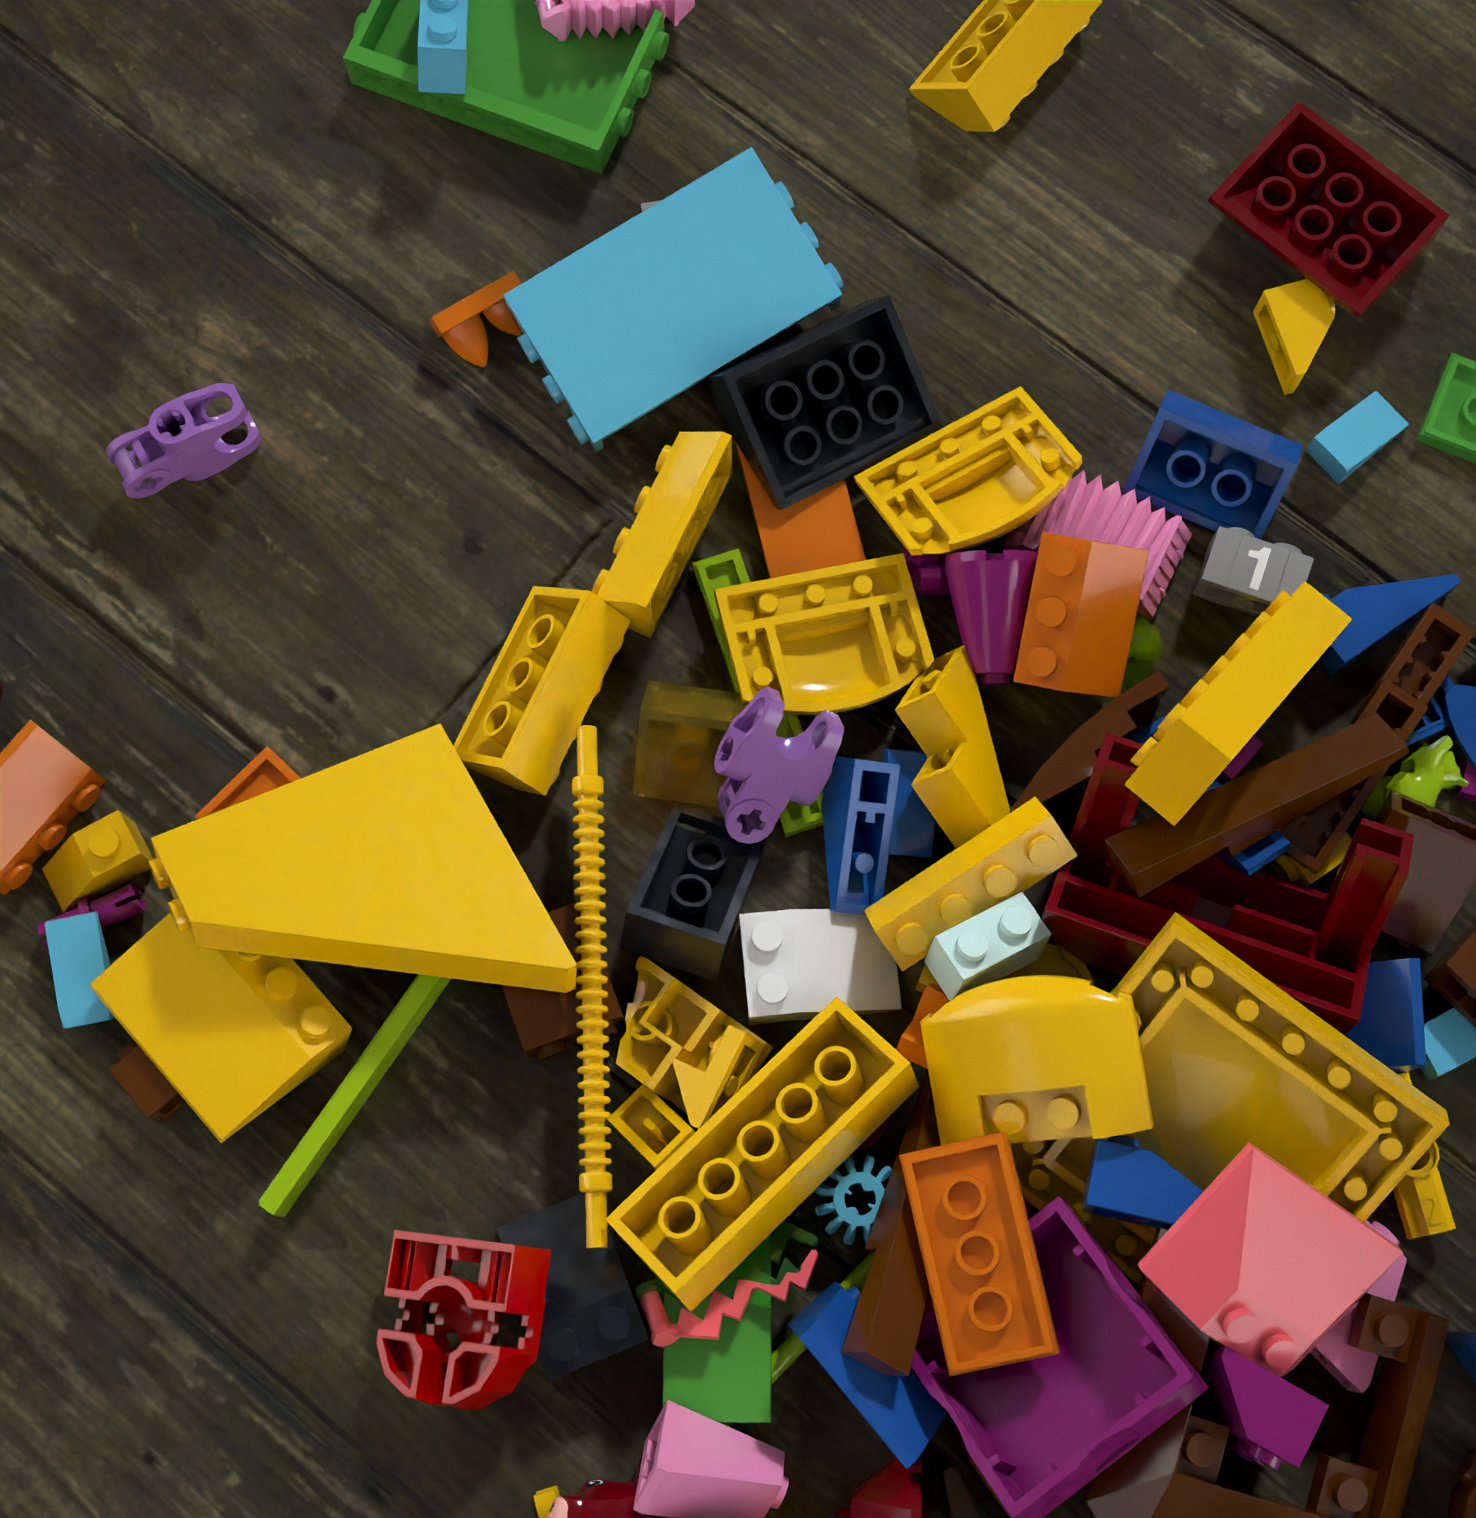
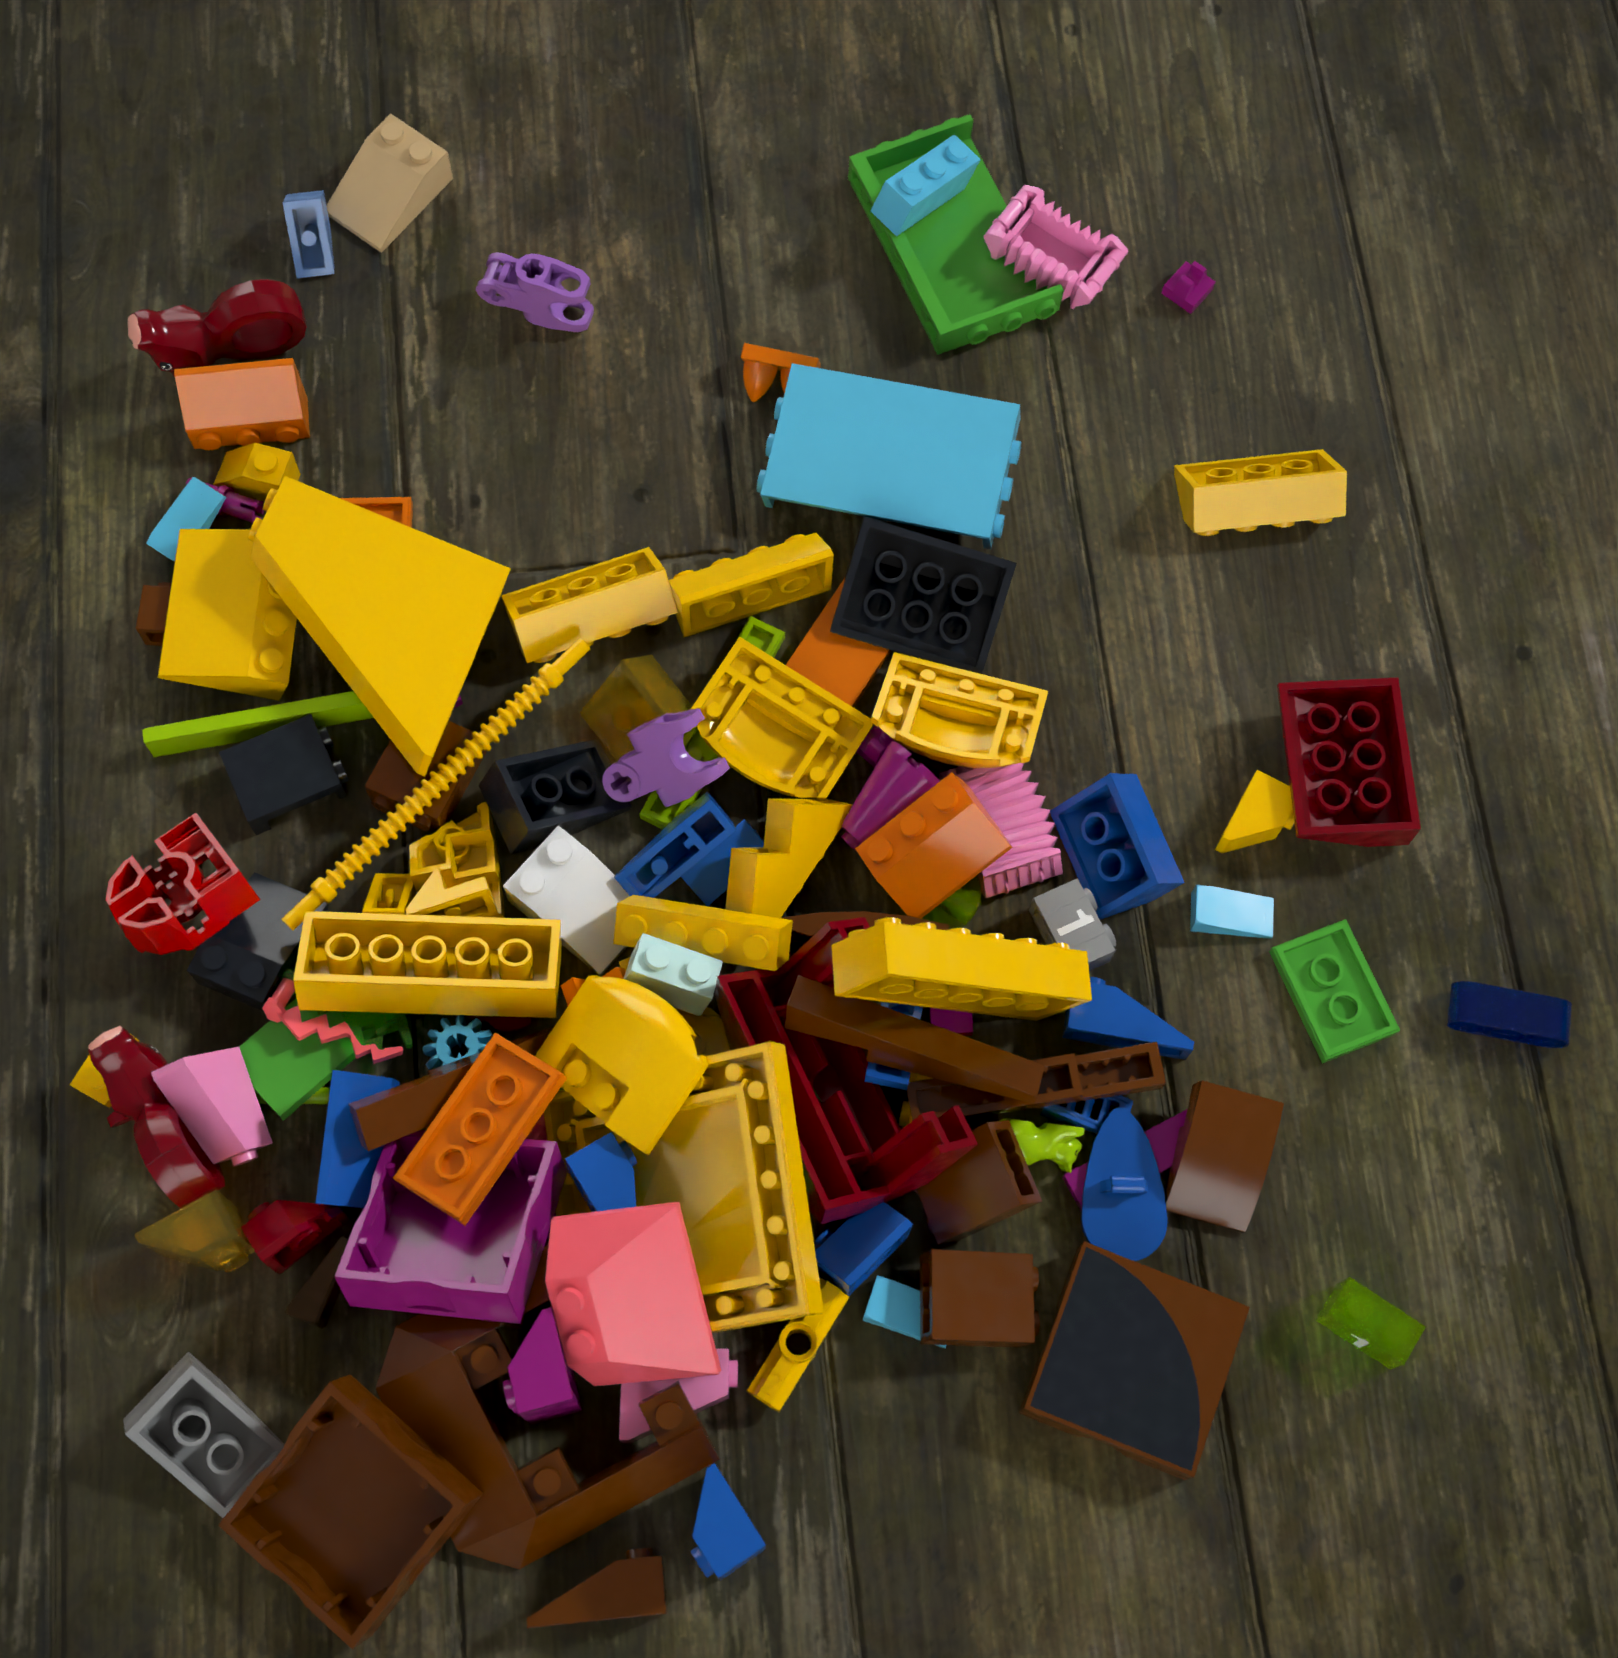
camera: 40 degrees right, 5 degrees down
(429, 1110) = (283, 771): none -> black panel

